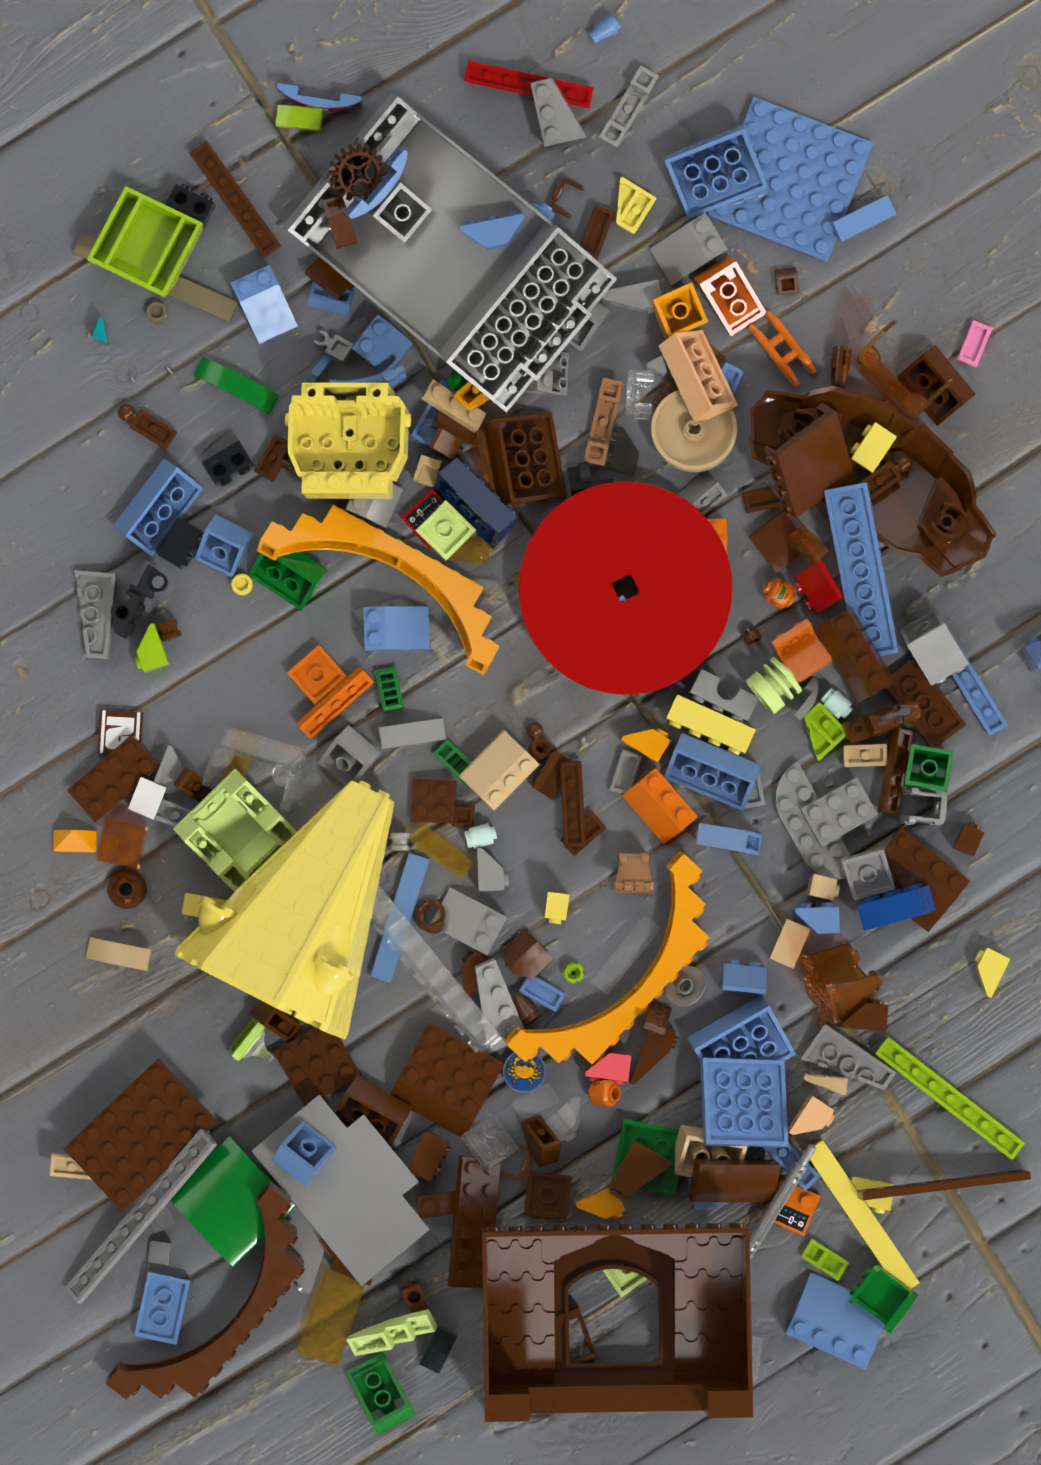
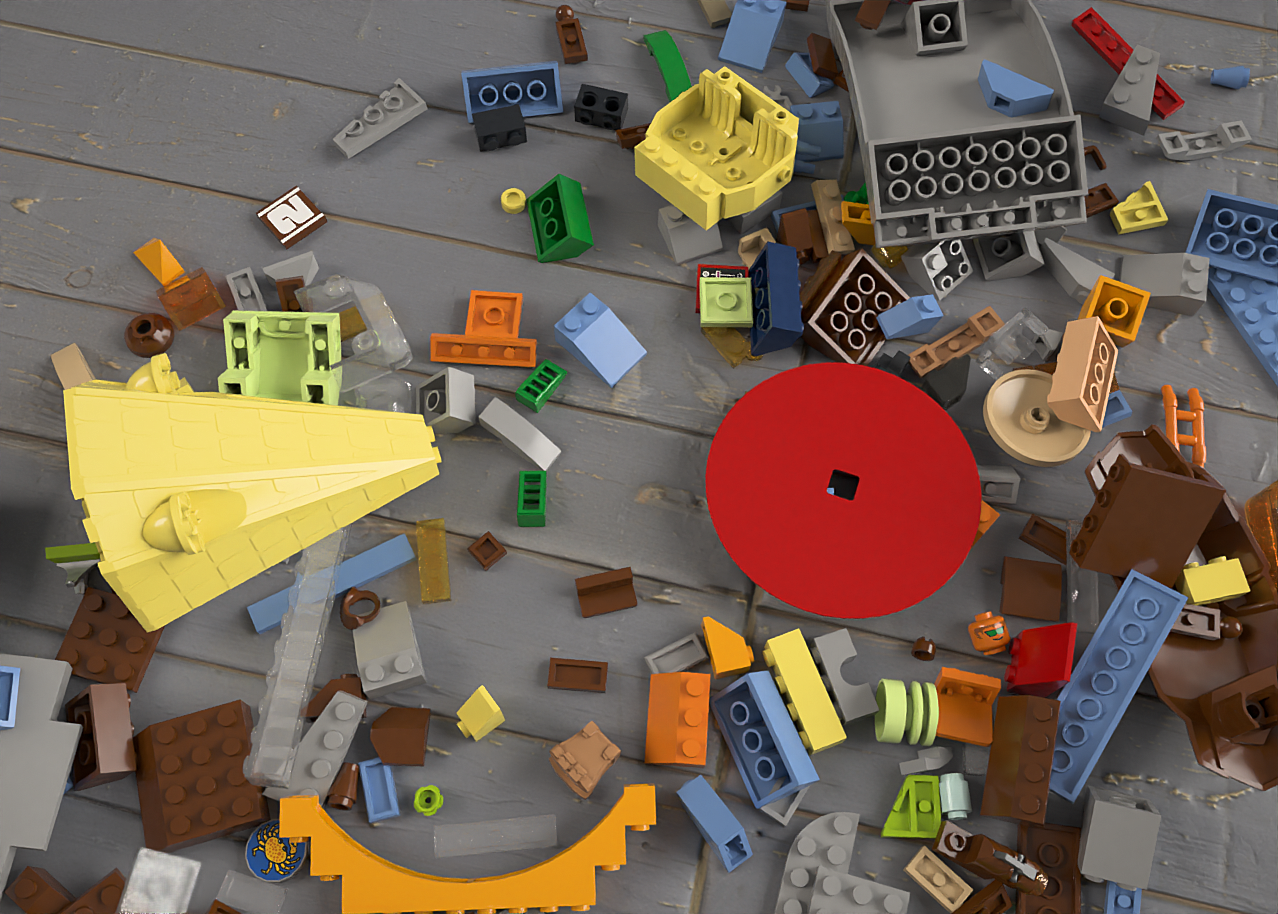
camera: 45 degrees right, 20 degrees down
(113, 778) = (242, 240): reddish brown plate -> none
(135, 606) = (411, 131): black plate -> none
(147, 798) = (247, 275): white sticker -> none
(151, 651) = (386, 179): lime slope -> none
(169, 630) = (417, 177): reddish brown wheel -> none
(223, 545) = (531, 157): medium blue slope -> none
(353, 535) = (636, 225): light orange arch -> none
(398, 841) = (406, 513): light grey wheel -> none
(428, 1155) = (93, 837): reddish brown brick -> none
(433, 801) = (475, 510): reddish brown plate -> none
(480, 836) = (482, 580): light aqua brick -> none
(490, 873) = (453, 622): light grey slope -> none
(498, 770) = (560, 535): tan slope -> none
(535, 731) = (629, 540): reddish brown plate -> none
(563, 432) = (910, 317): none -> medium blue slope
(572, 804) = (595, 636): reddish brown tile -> none
(730, 295) = (1171, 344): orange slope -> none
(787, 281) = (1235, 382): reddish brown slope -> none
(807, 545) = (1062, 607): clear orange slope -> none
(840, 365) = (1237, 484): reddish brown hinge -> none

